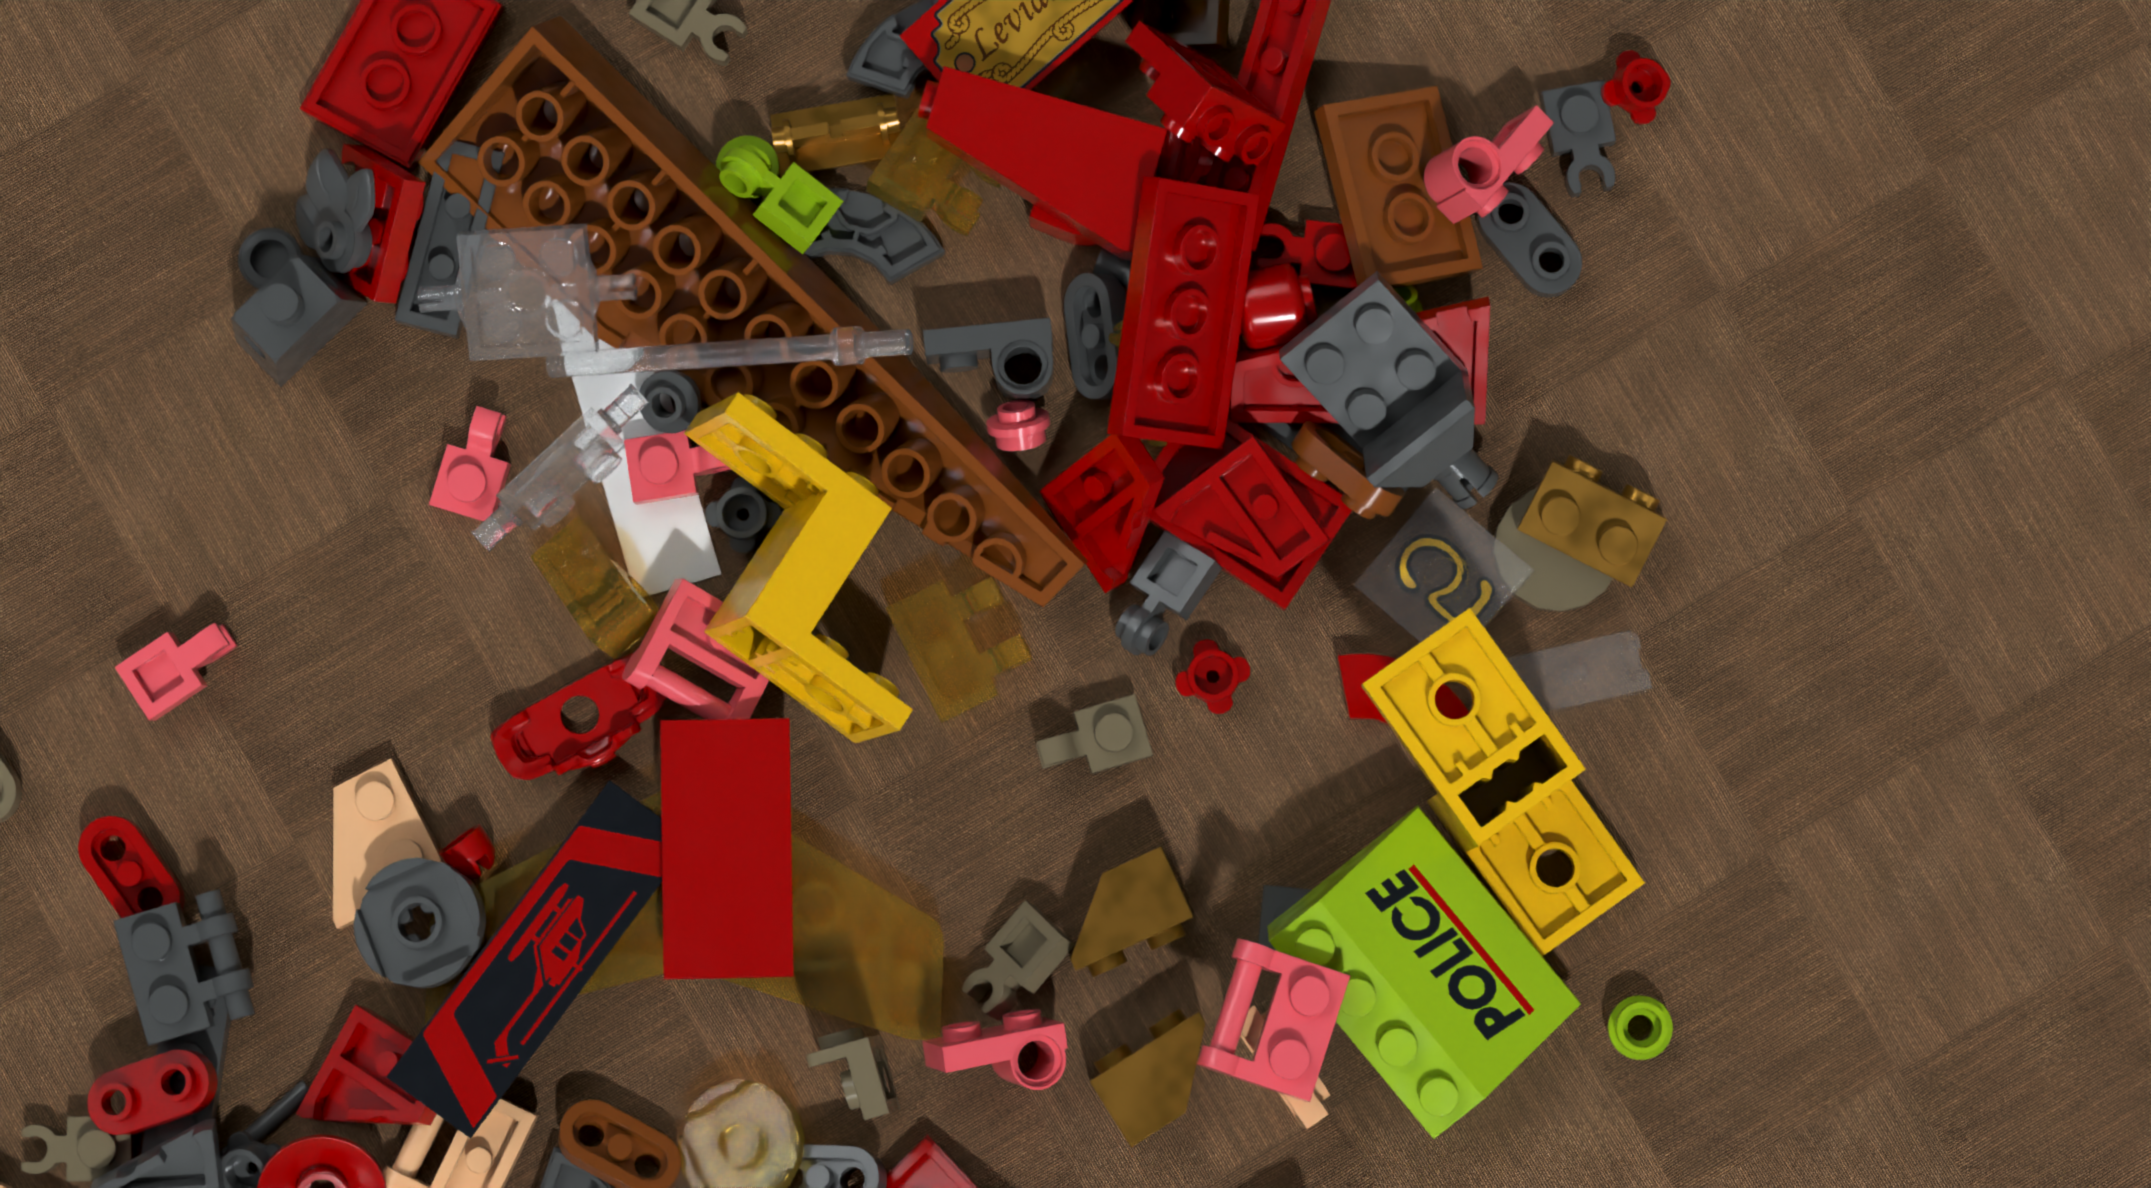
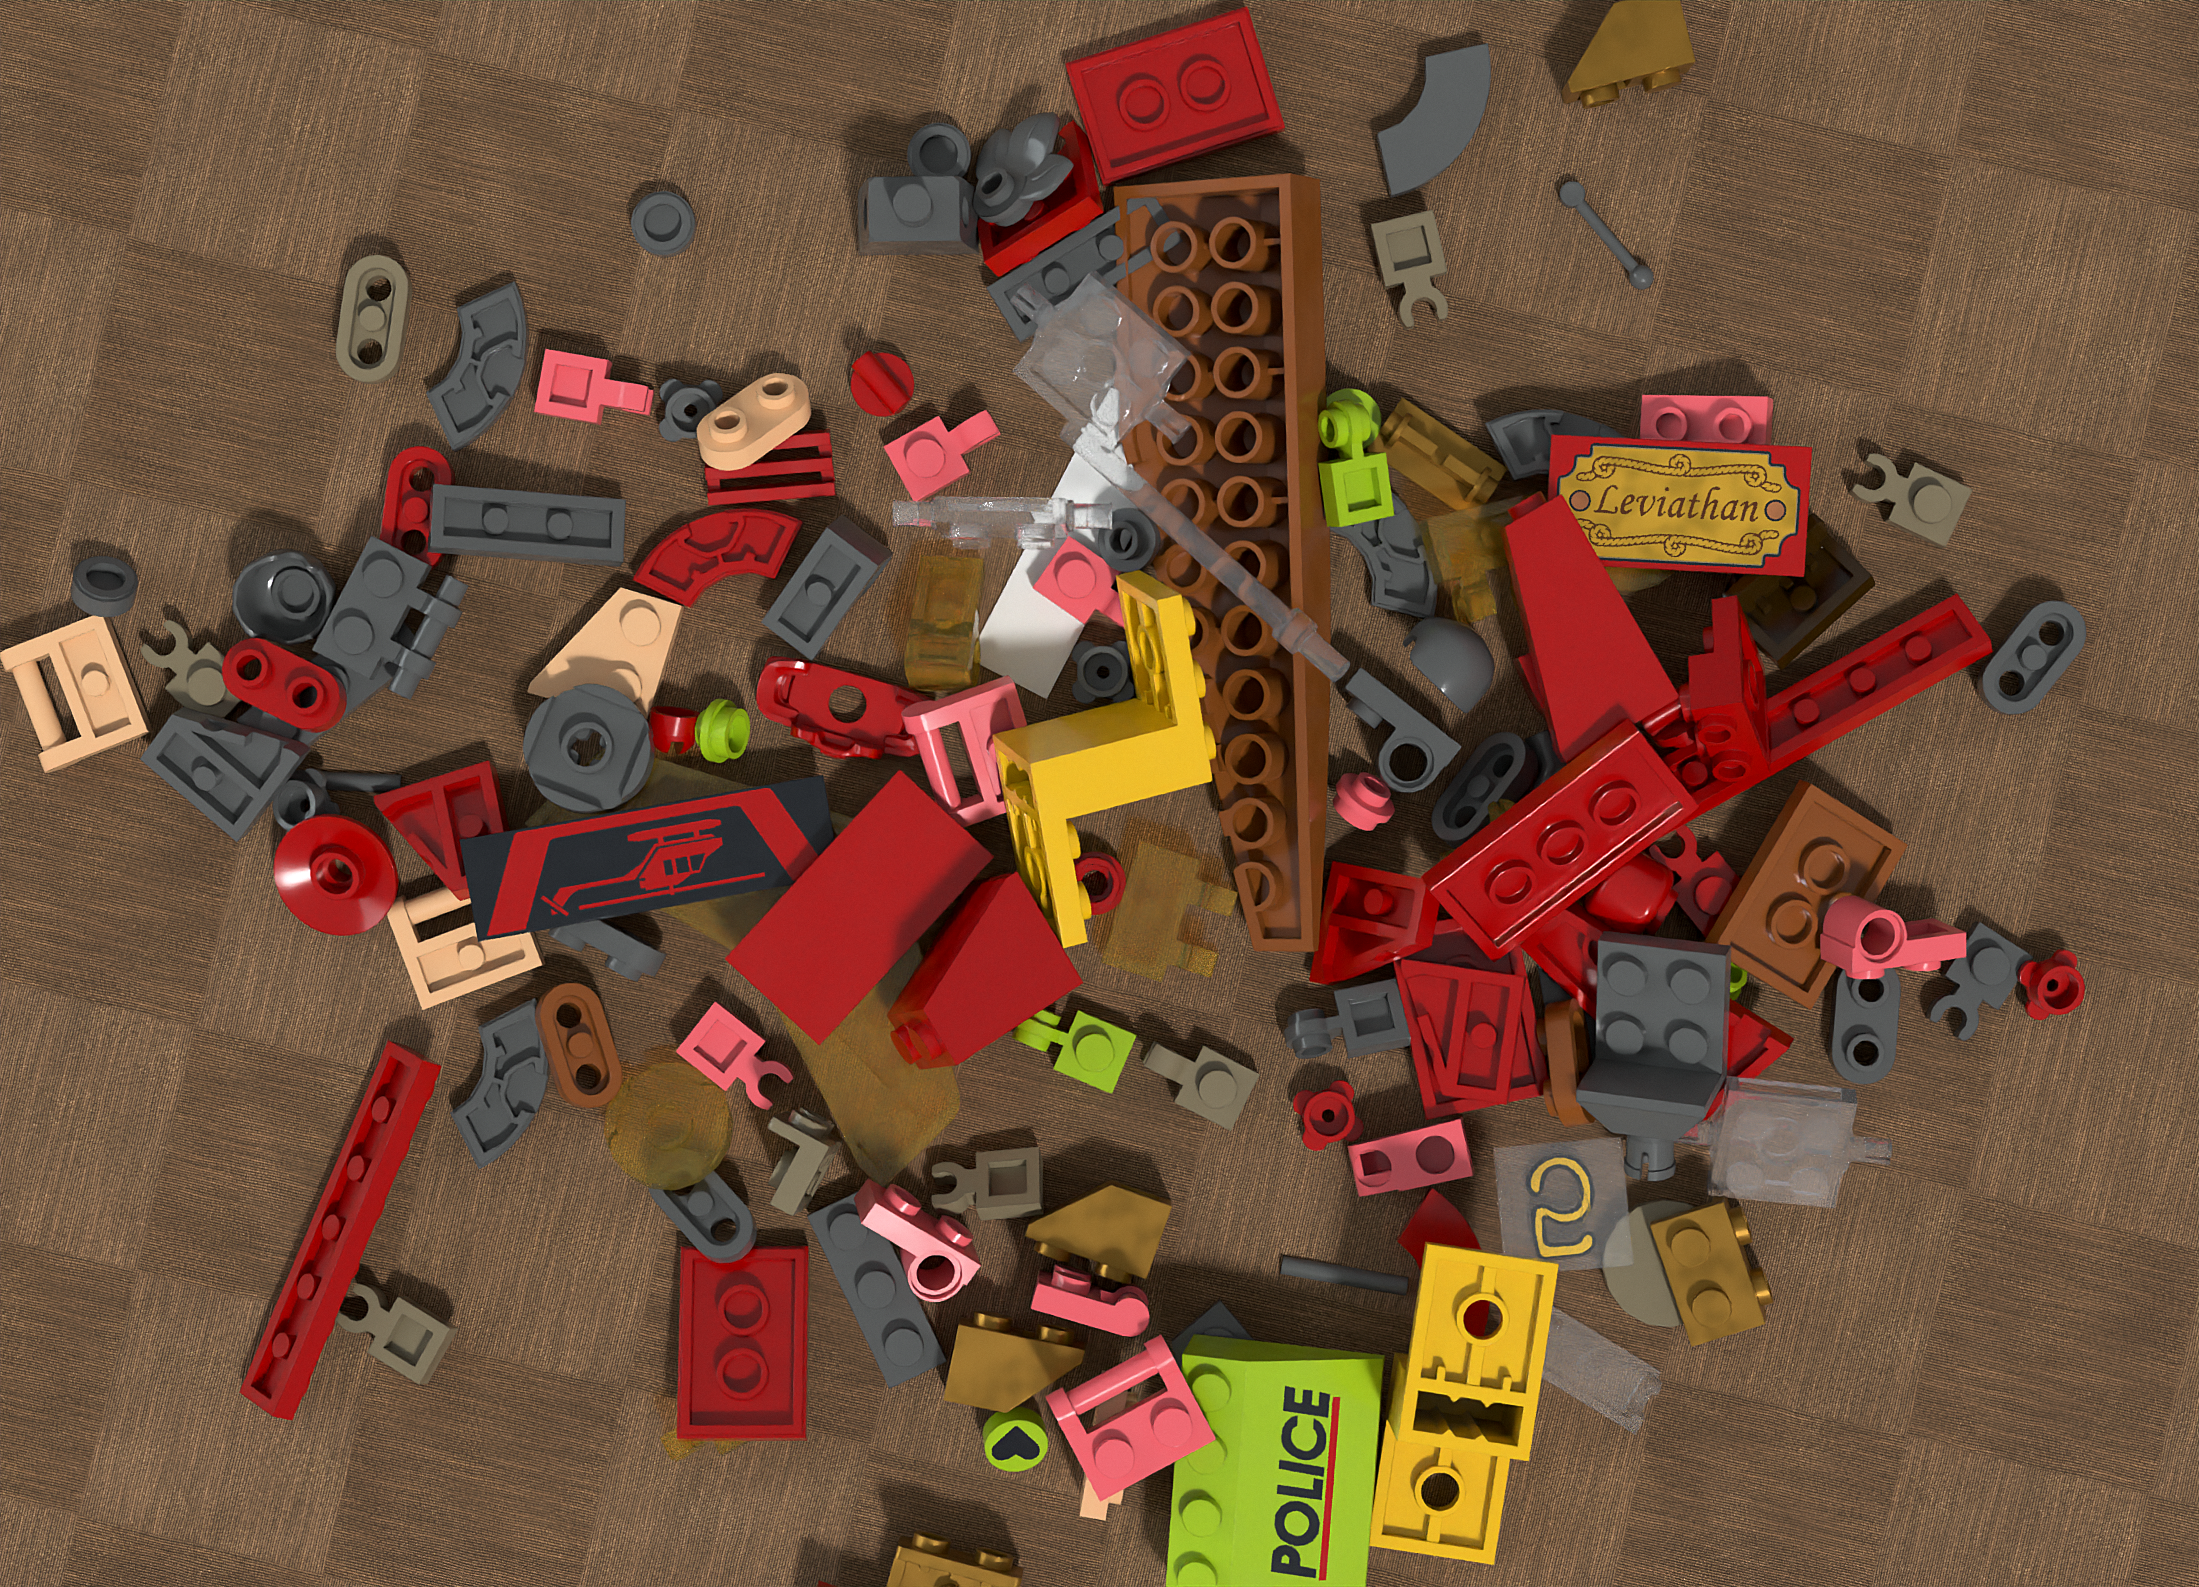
camera: 45 degrees right, 5 degrees up
(86, 725) = (487, 367): none -> dark grey tile
(92, 1028) = (284, 597): none -> dark grey hair
(117, 498) = (664, 224): none -> dark grey tile
(221, 806) = (526, 525): none -> dark grey plate
(263, 593) = (677, 397): none -> dark grey plate
(316, 574) = (754, 421): none -> light nougat plate
(324, 638) = (779, 491): none -> red tile
(377, 694) = (718, 548): none -> red tile
(384, 461) = (881, 384): none -> red plate
(482, 642) = (827, 586): none -> dark grey plate
(506, 819) = (722, 731): none -> lime plate
(591, 1048) = (626, 951): none -> dark grey plate
(730, 1048) = (727, 1049): none -> coral plate
(860, 810) = (980, 976): none -> red slope
(888, 651) = (1115, 879): none -> red plate
(984, 262) = (1452, 659): none -> dark grey hair
(996, 794) = (1090, 1050): none -> lime plate
(1009, 1118) = (877, 1293): none -> dark grey plate
(1150, 979) = (1072, 1297): none -> coral plate
(1213, 1129) = (1015, 1439): none -> lime tile
(1301, 648) = (1412, 1158): none -> coral leg
(1337, 782) = (1344, 1275): none -> dark grey piece
(1554, 380) = (1783, 1142): none -> clear plate

